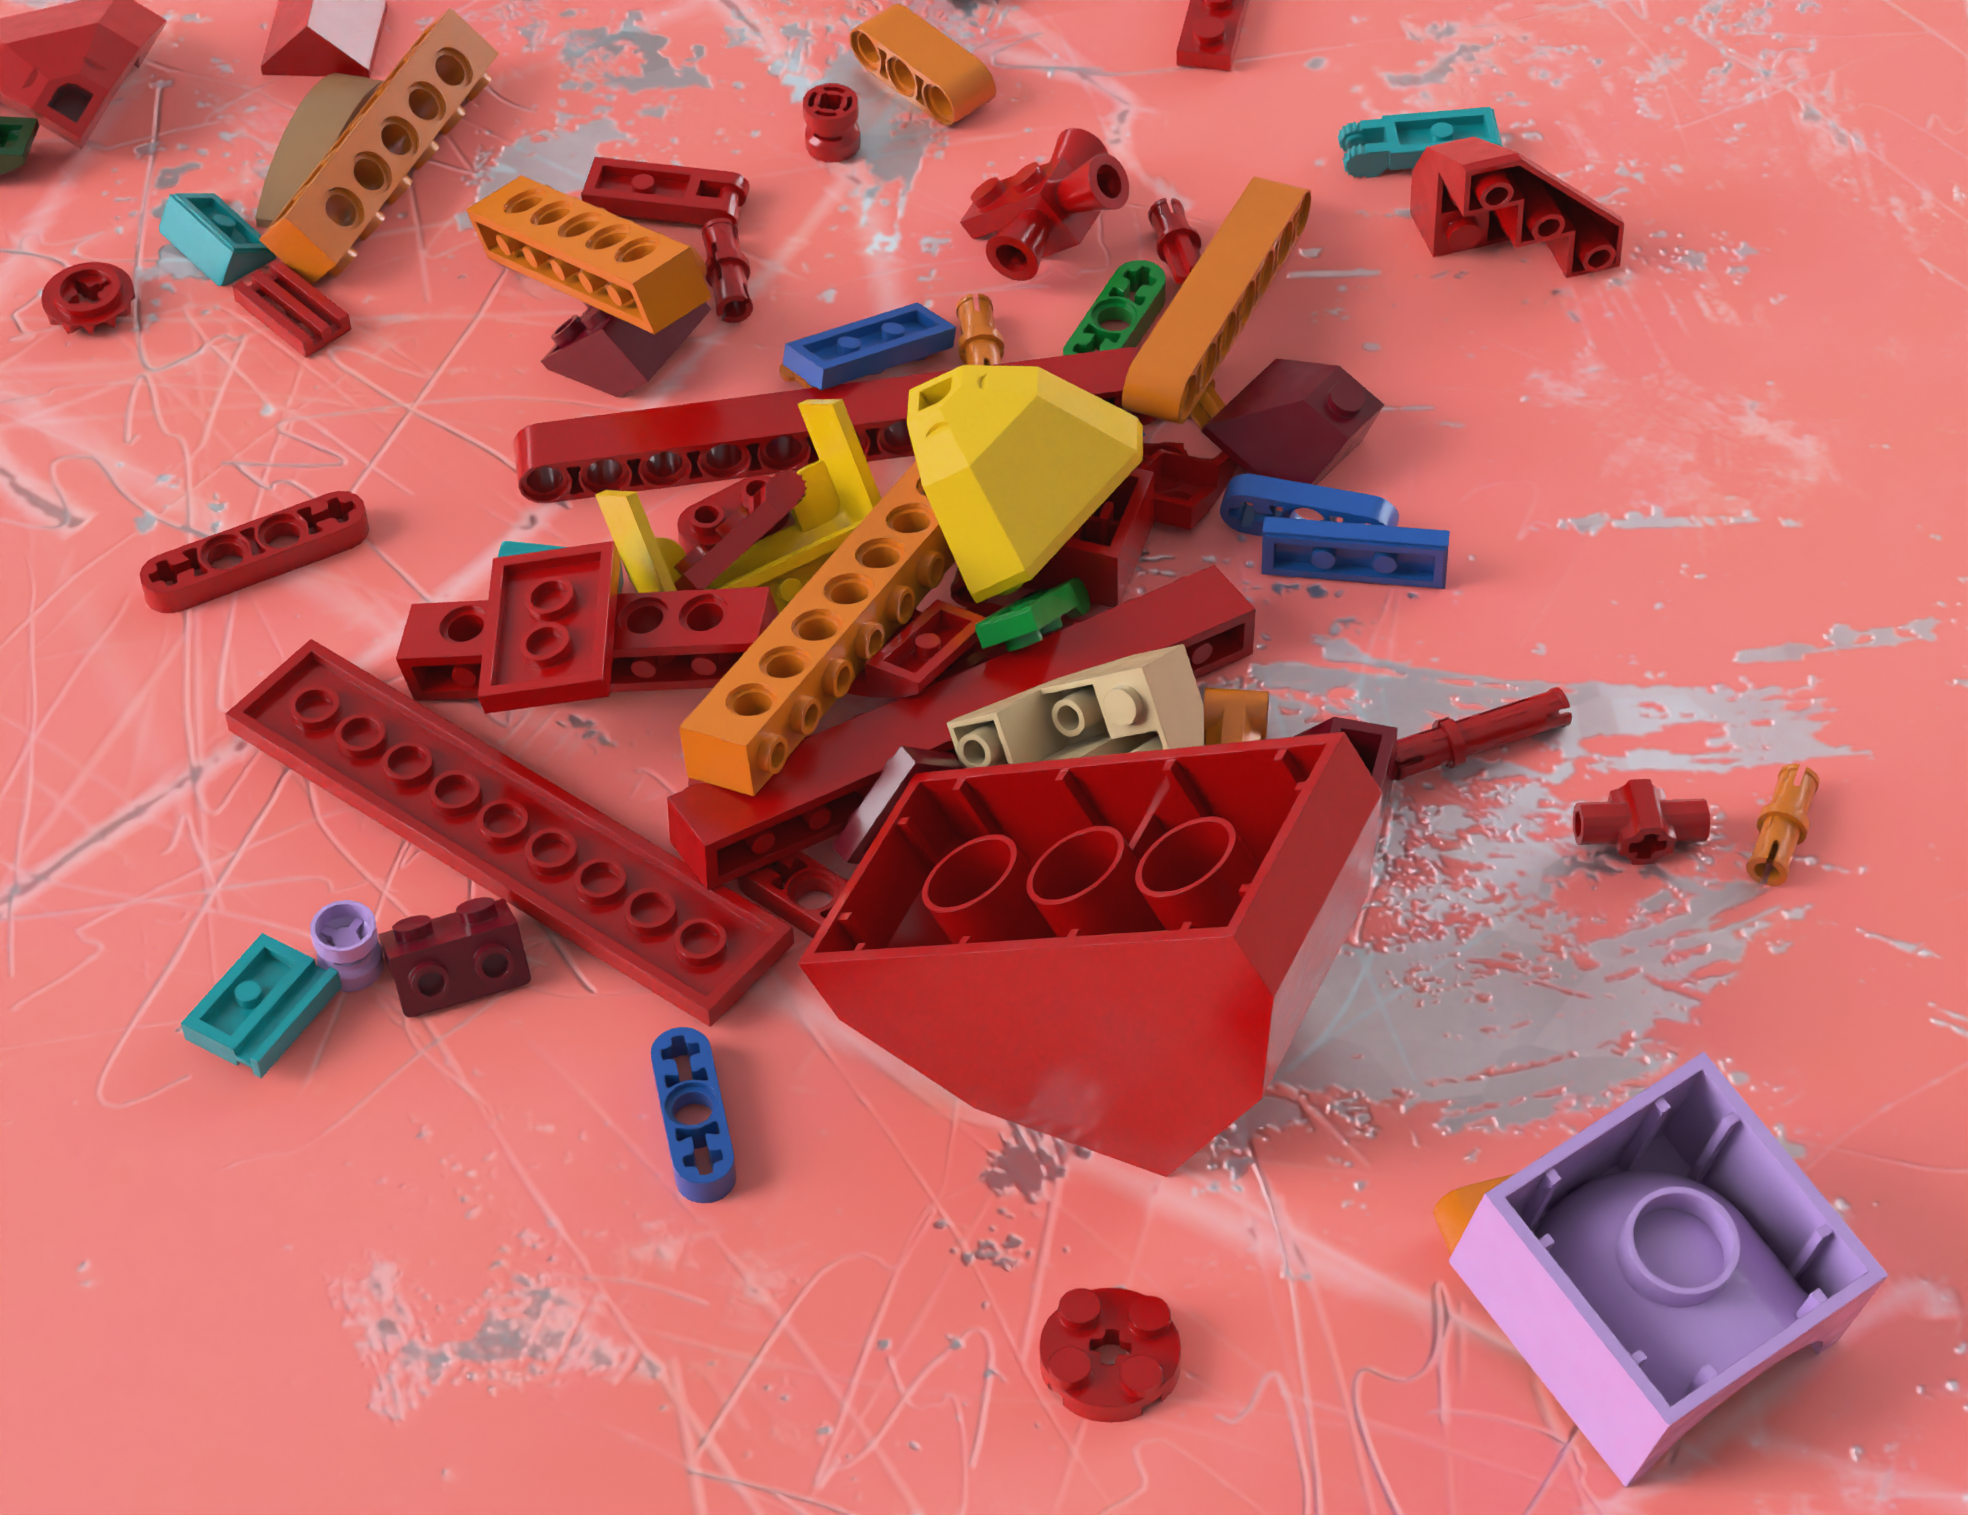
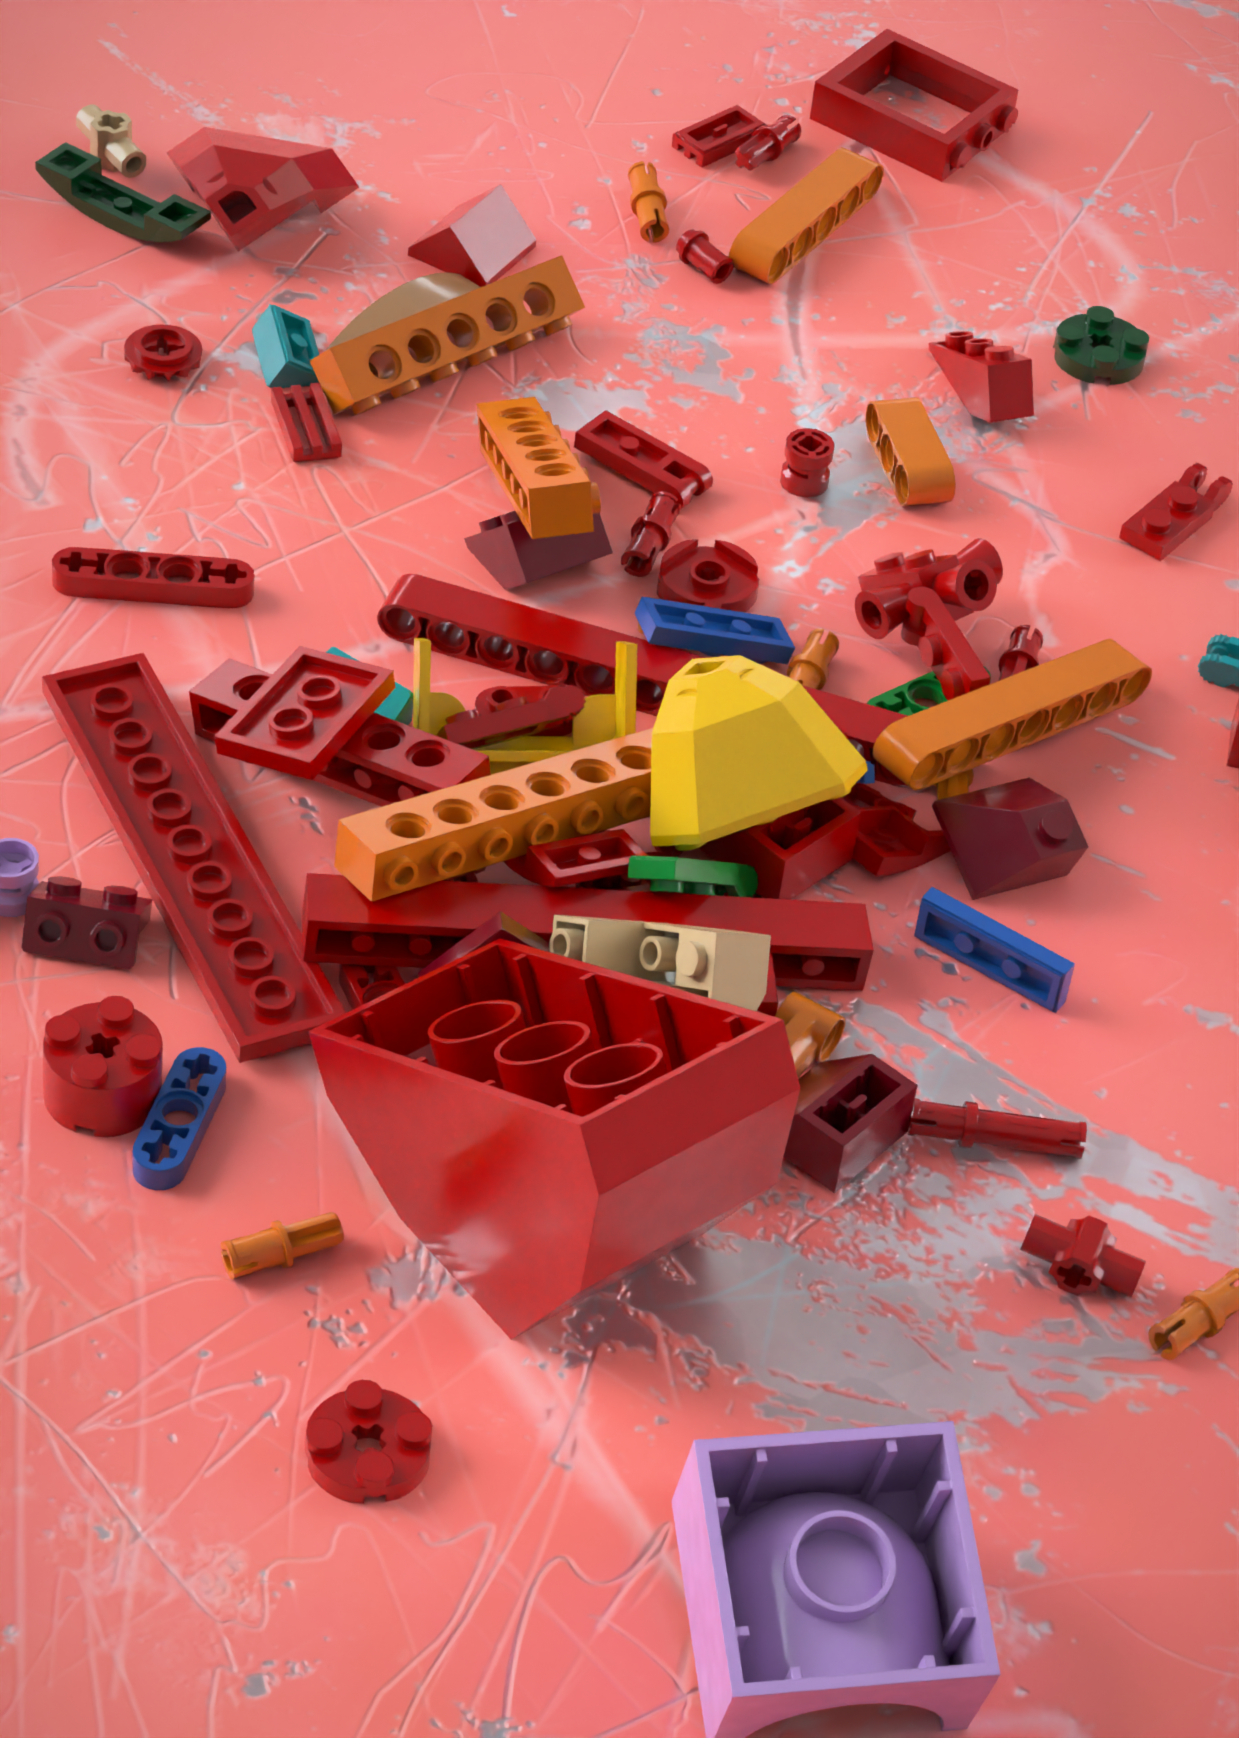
camera: 20 degrees right, 5 degrees down
(588, 1100) = (102, 1067): none -> red brick
(791, 286) = (689, 568): none -> red plate
(886, 1195) = (280, 1244): none -> orange axle
(1109, 261) = (942, 644): none -> red plate
(1270, 493) = (959, 881): blue beam -> none

